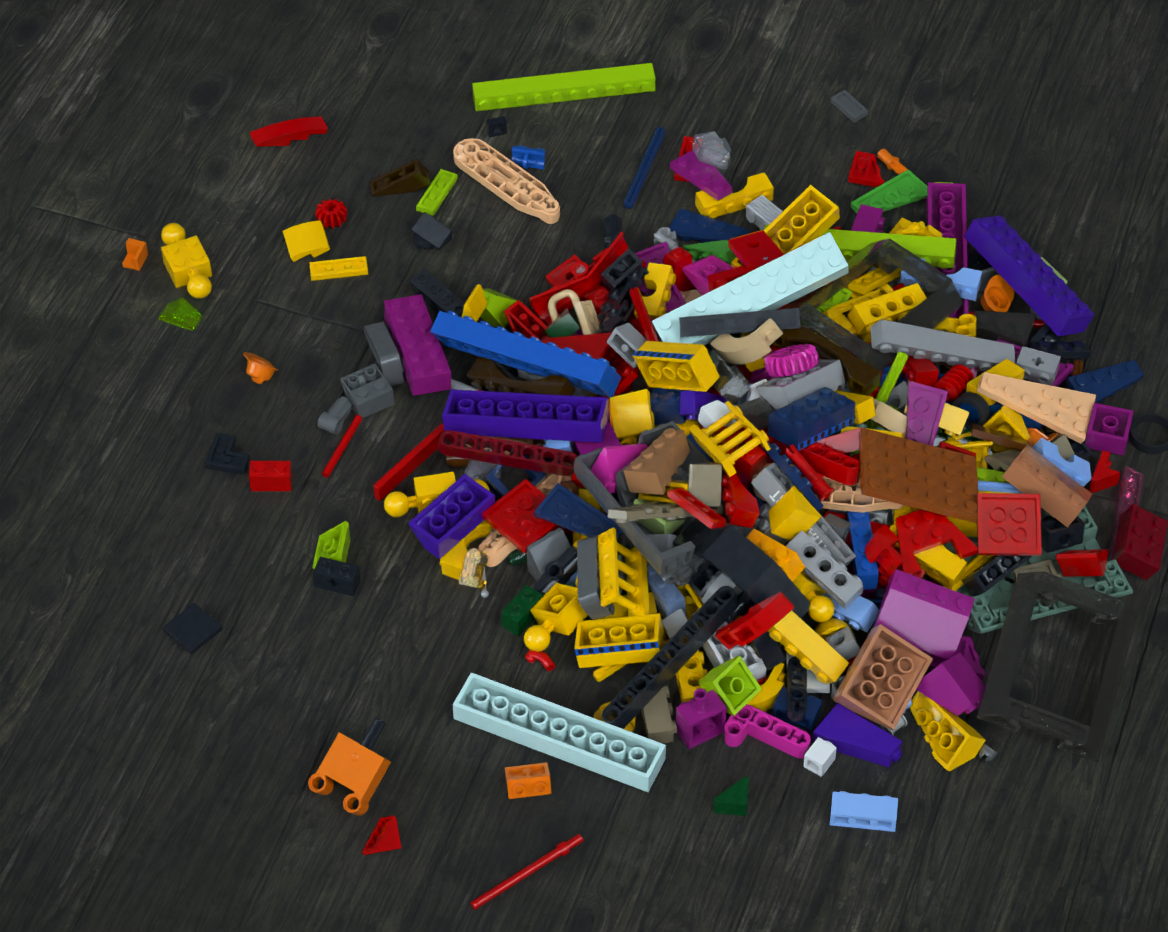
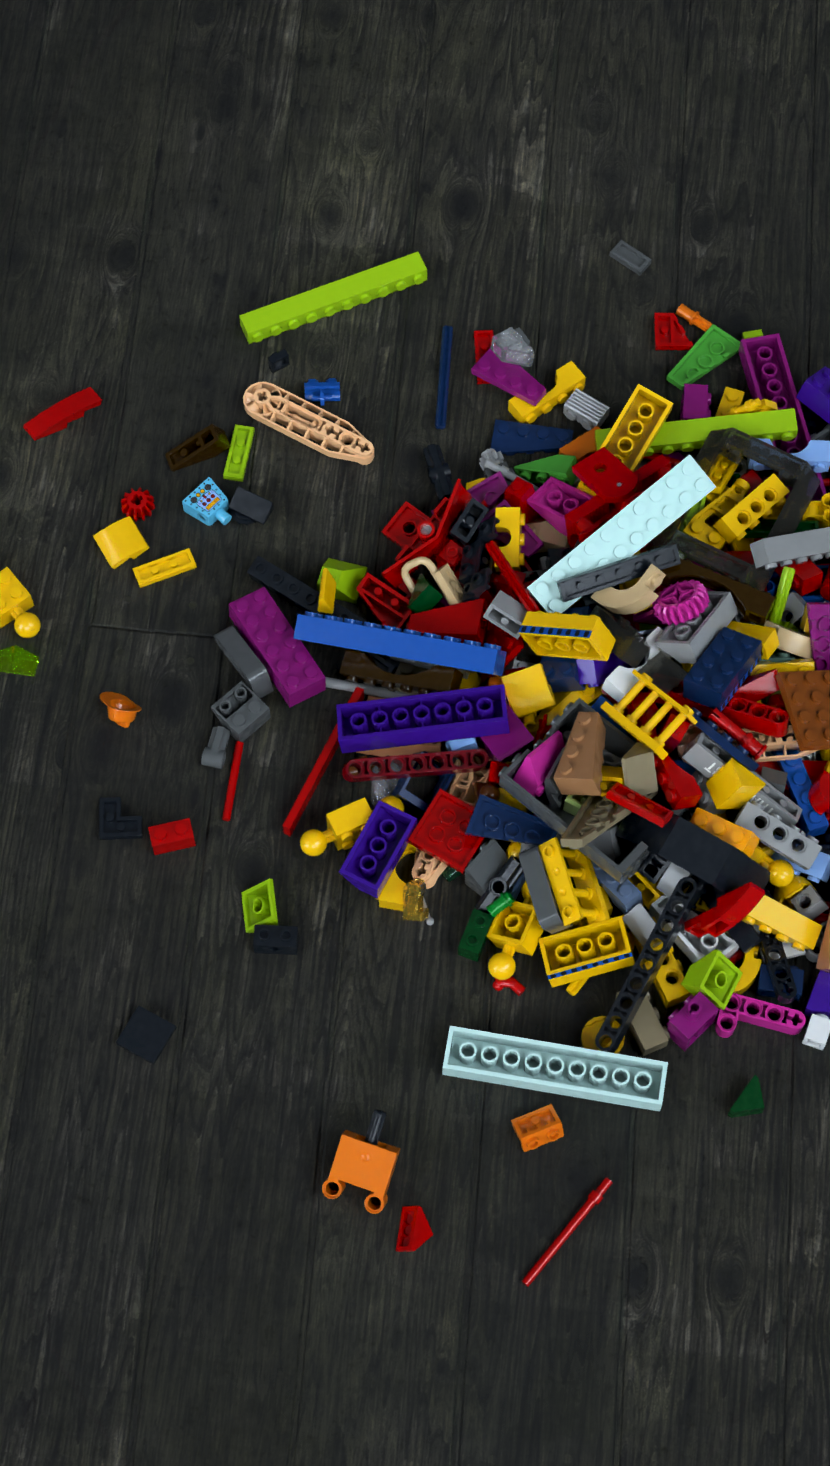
camera: 15 degrees left, 15 degrees up
(393, 224) = (207, 504): none -> medium azure torso
(551, 583) = (500, 903): none -> green pin

